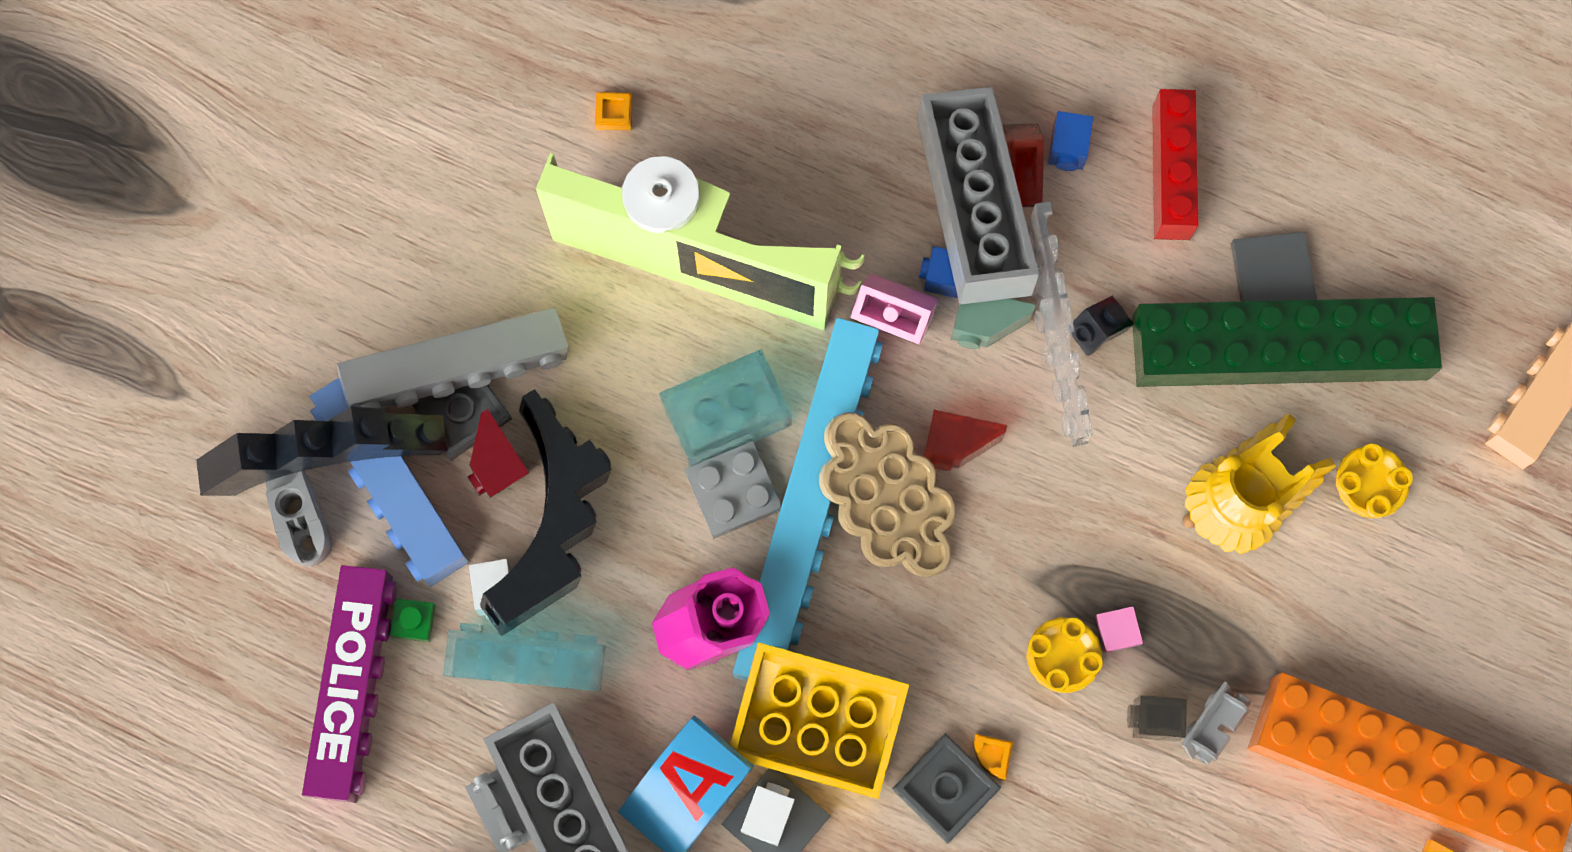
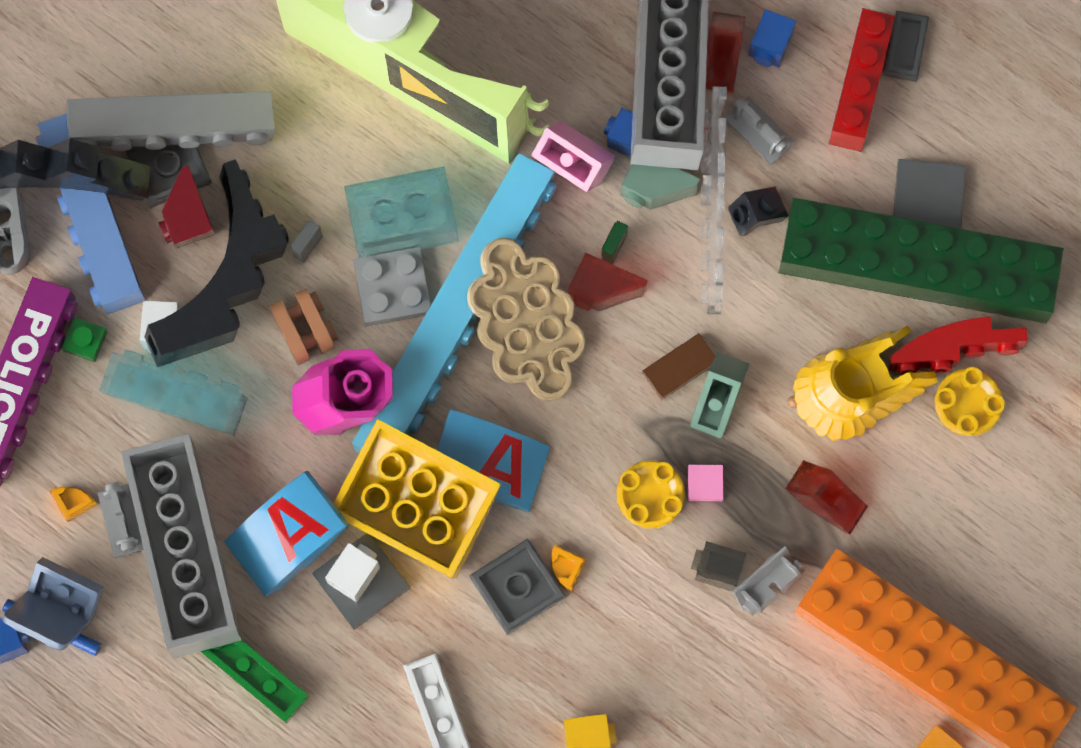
camera: 15 degrees right, 0 degrees up
(439, 803) = (72, 501): none -> light orange tile
(630, 460) = (306, 241): none -> dark grey tile
(670, 558) = (321, 333): none -> nougat brick
(890, 649) = (498, 454): none -> dark azure slope
(959, 391) = (614, 242): none -> dark green tile
(1060, 509) = (679, 366): none -> reddish brown tile
(1082, 240) = (759, 130): none -> light grey hinge
(1111, 531) = (719, 395): none -> sand green slope
(1212, 119) = (906, 46): none -> dark grey tile
(1251, 616) = (826, 496): none -> clear red slope
(1335, 426) = (942, 346): none -> red slope

